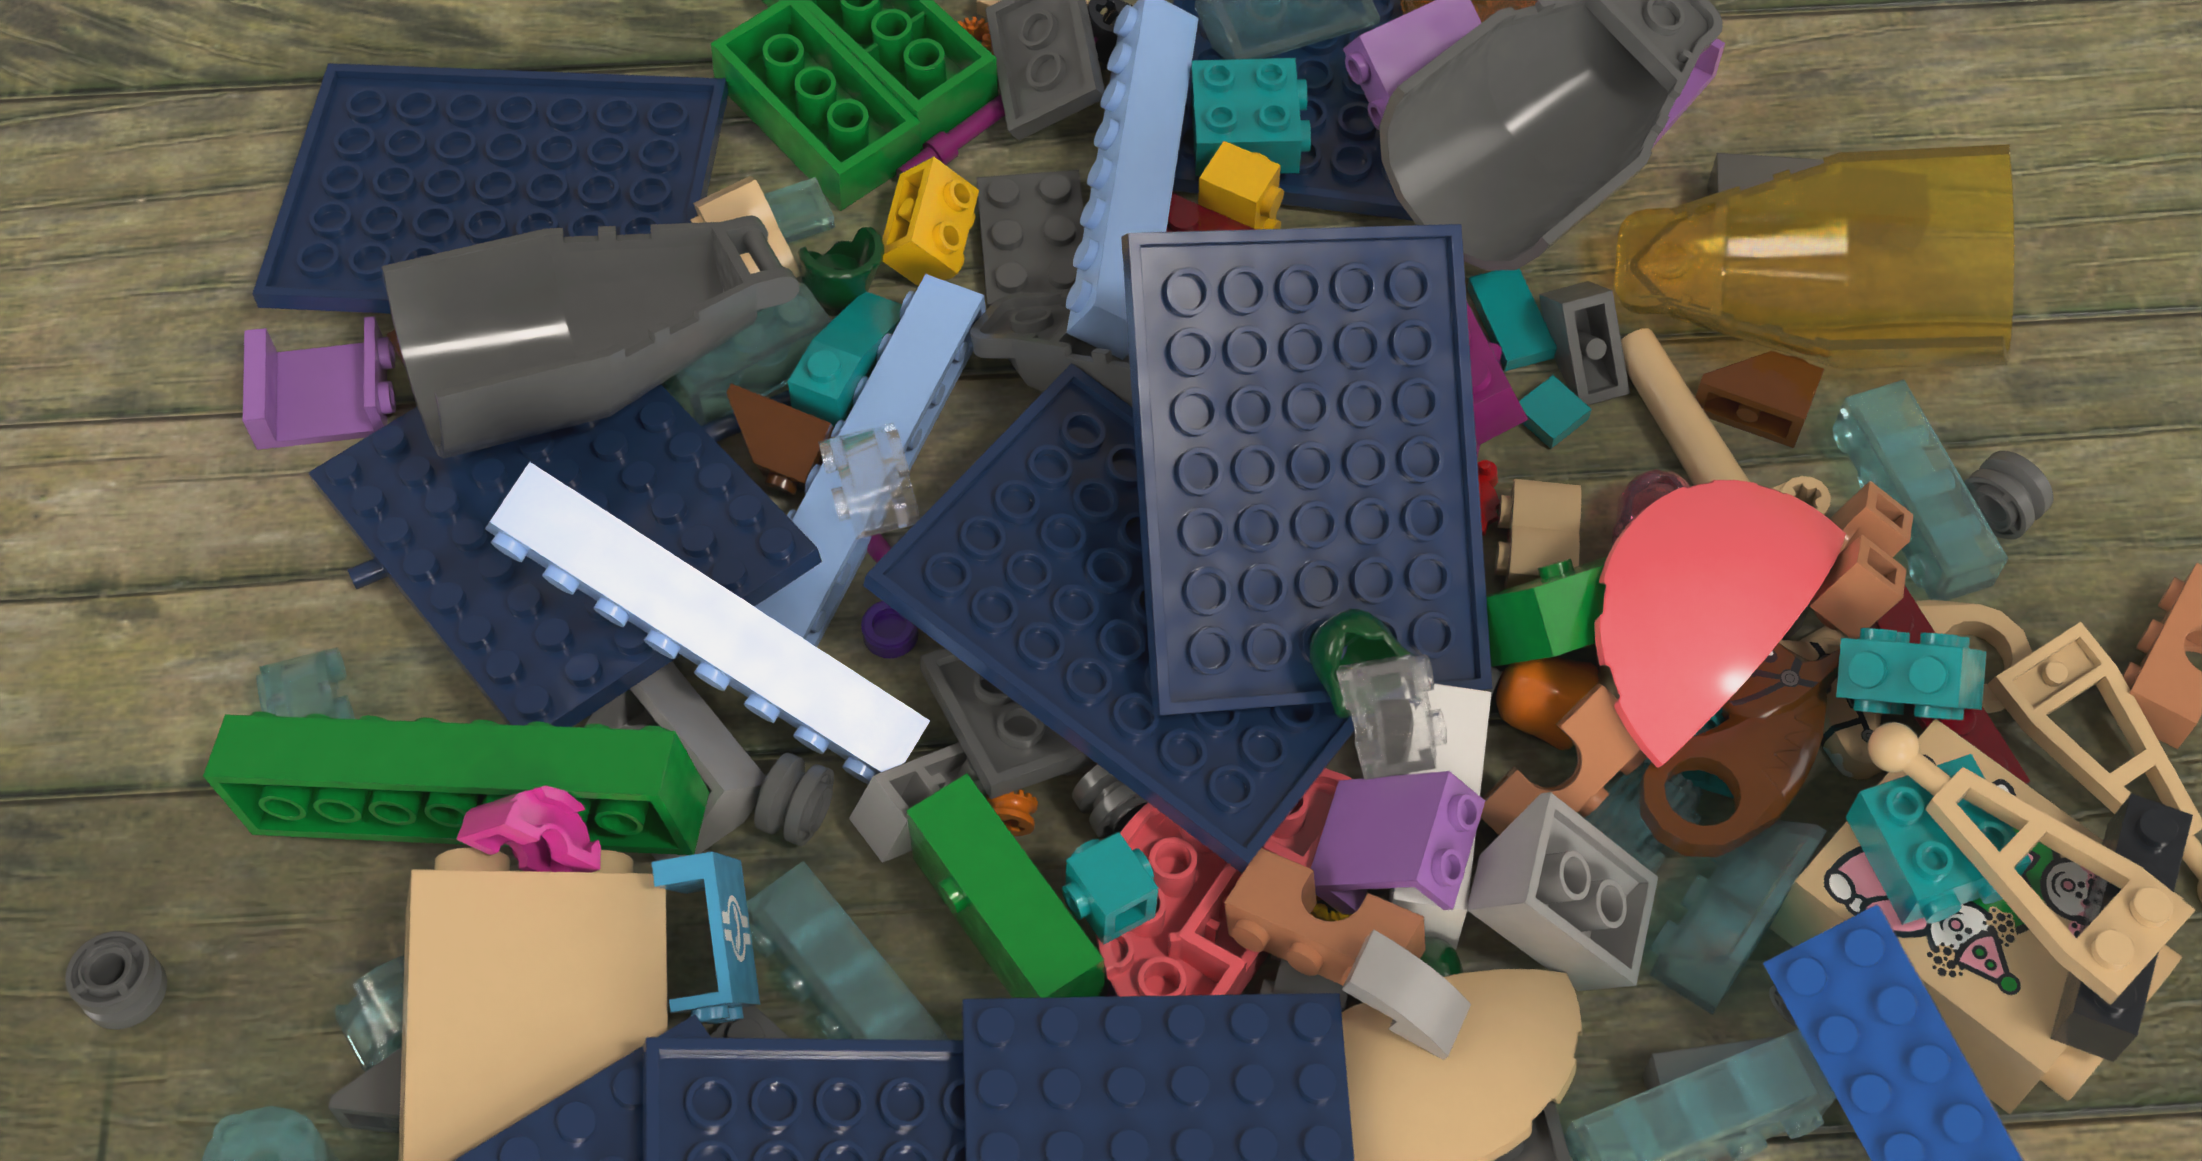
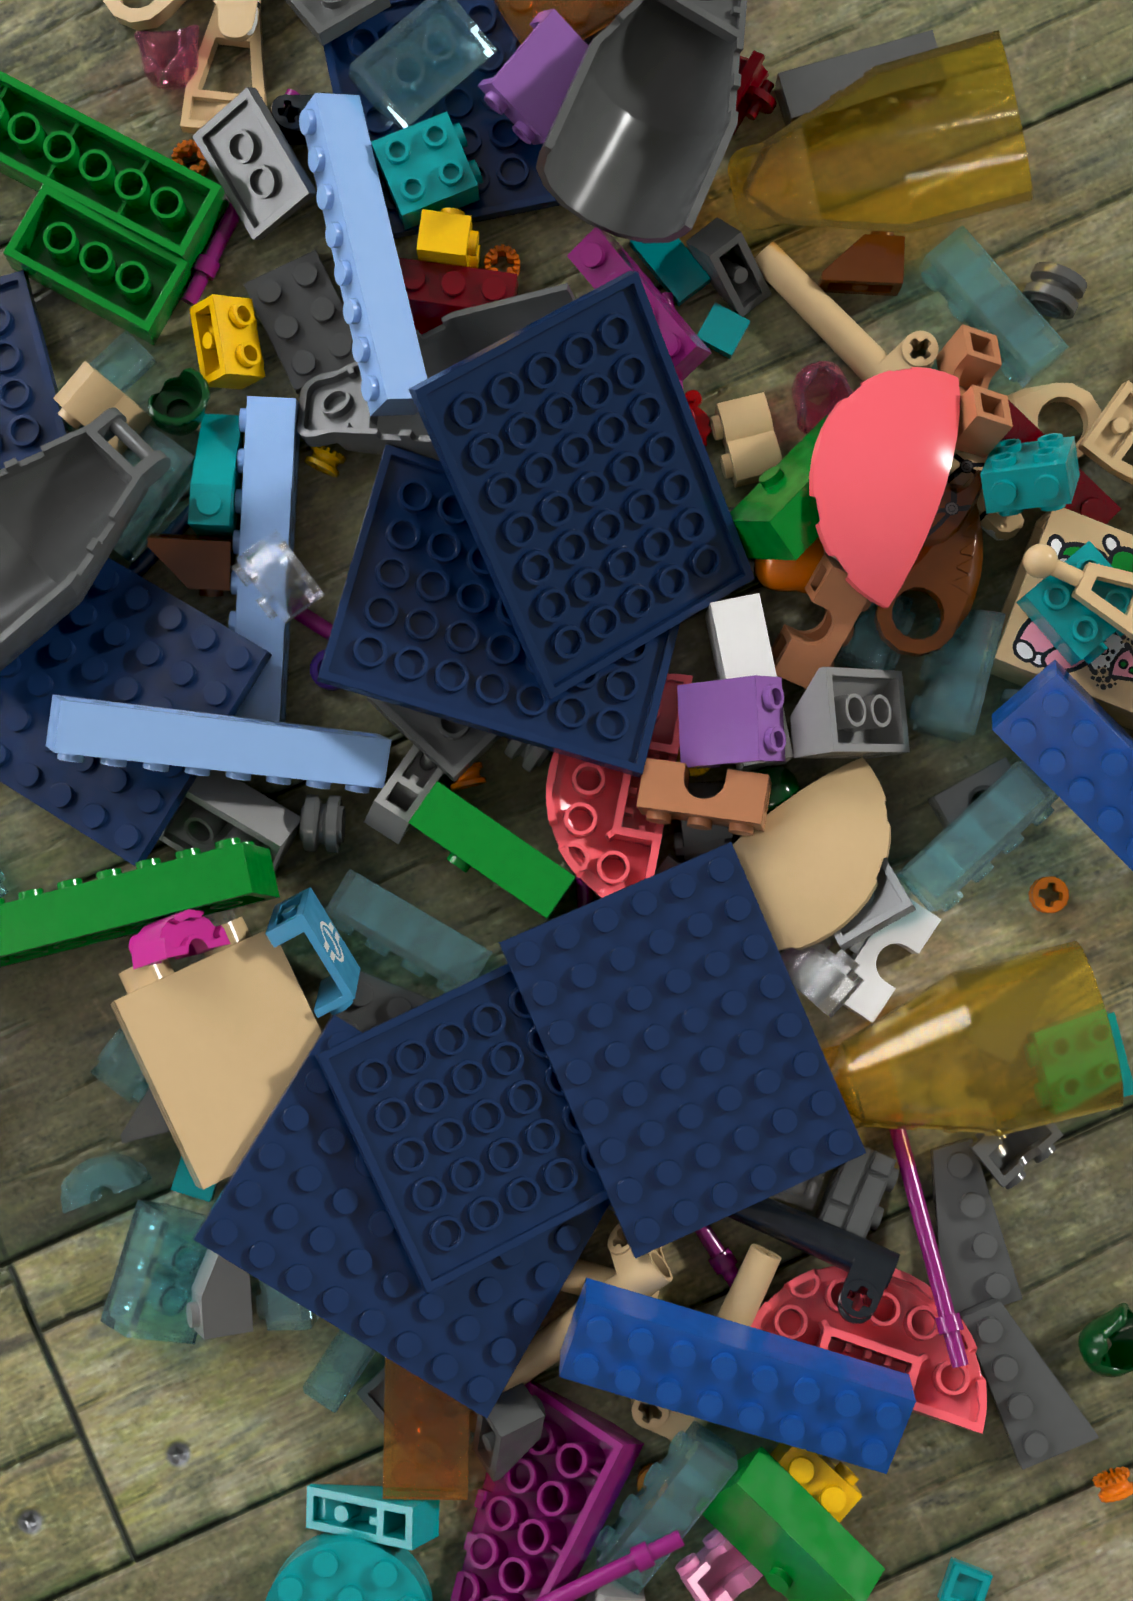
camera: 20 degrees left, 25 degrees up
(989, 388) = (325, 461): none -> yellow bush
(1110, 887) = (558, 821): teal brick -> none
(1365, 641) = (664, 608): dark green hair -> none
(1393, 714) = (704, 643): clear cylinder -> none
(1408, 991) = (775, 832): light grey slope -> none
(1672, 169) = (754, 90): none -> dark red hips

